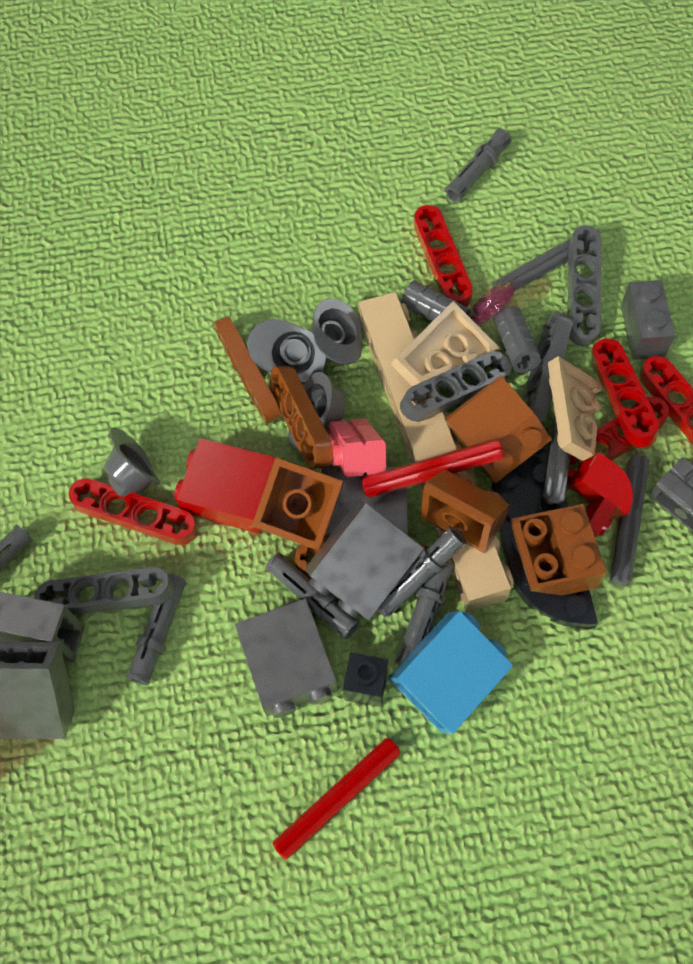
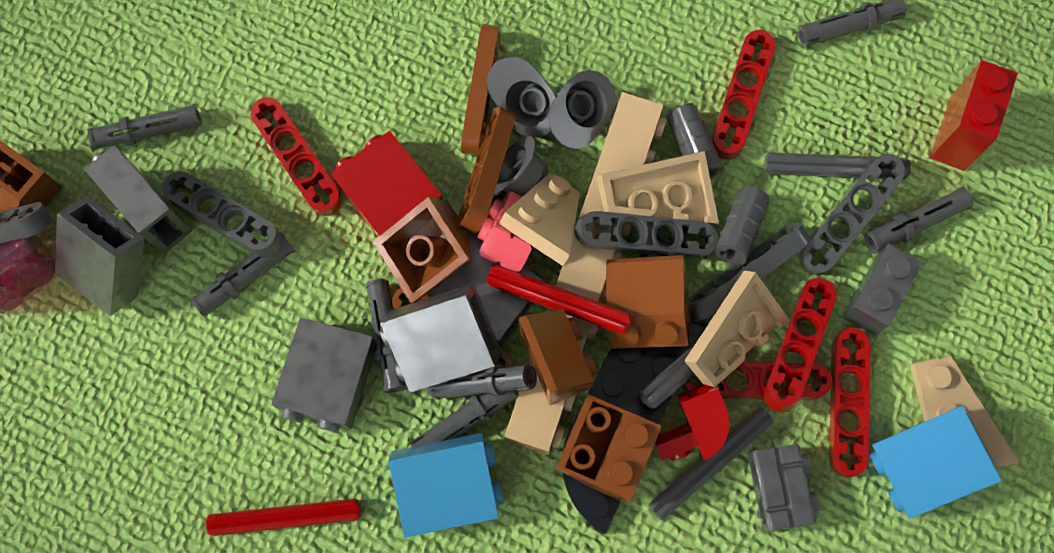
camera: 35 degrees right, 10 degrees up
(128, 465) = (318, 112): dark grey piece -> none
(365, 679) = (372, 440): black brick -> none
(377, 419) = (546, 217): none -> tan wing
(492, 302) = (747, 173): clear pink gear -> none
(614, 168) = (974, 115): none -> red brick
(635, 251) = (905, 227): none -> dark grey pin

